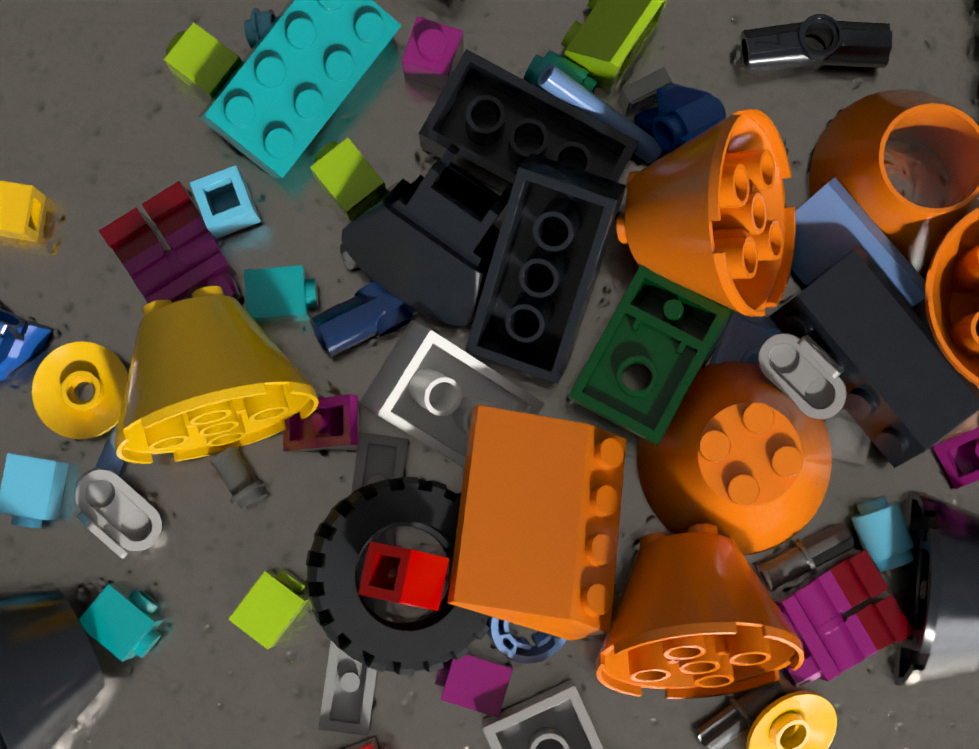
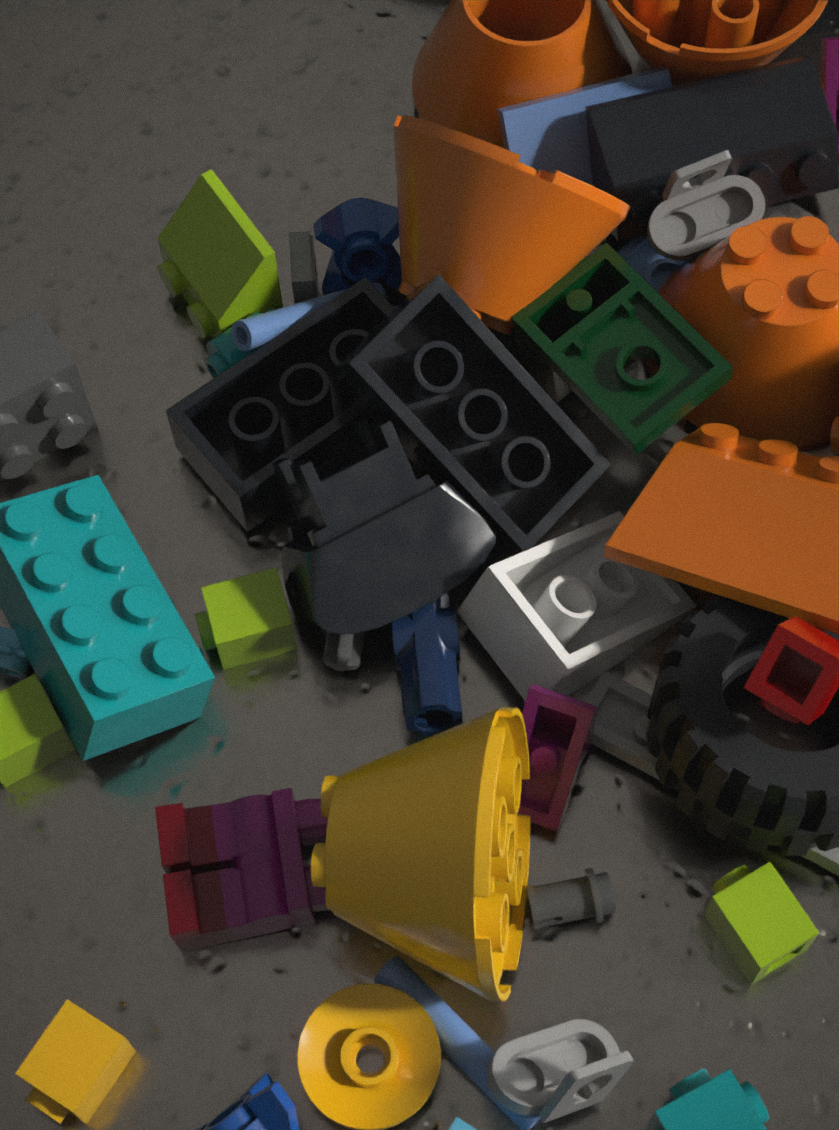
camera: 60 degrees left, 20 degrees down
(225, 202) = (208, 761): medium azure brick -> none
(280, 294) = (352, 738): teal brick -> none
(432, 53) = (146, 466): magenta brick -> none
(845, 45) = (333, 99): black piece -> none

